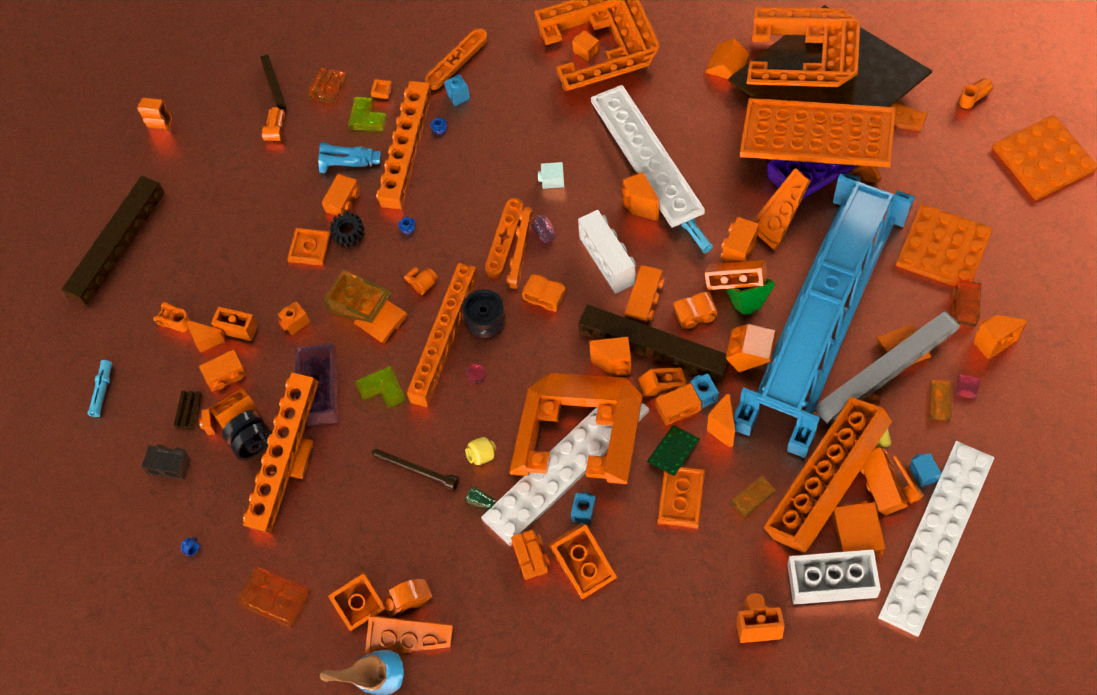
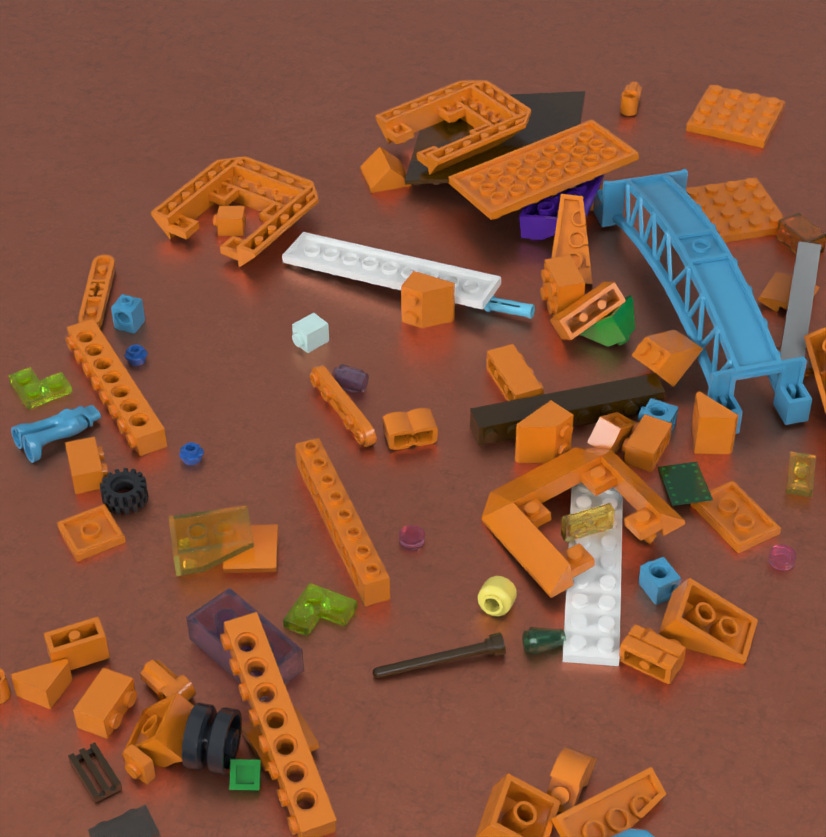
camera: 45 degrees left, 20 degrees down
(250, 467) = (245, 774): none -> green plate
(262, 385) = (165, 682): none -> orange piece
(293, 318) = (144, 602): orange brick -> none
(381, 89) = (34, 354): orange plate -> none
(422, 281) = (265, 489): orange piece -> none
(484, 313) = (369, 475): black wheel -> none
(500, 252) = (320, 424): orange piece -> none
(578, 441) = (587, 522): none -> clear yellow plate
(607, 251) = (441, 358): white brick -> none
(678, 546) = (782, 557): none -> clear pink tile
(695, 310) = (576, 363): orange brick -> none

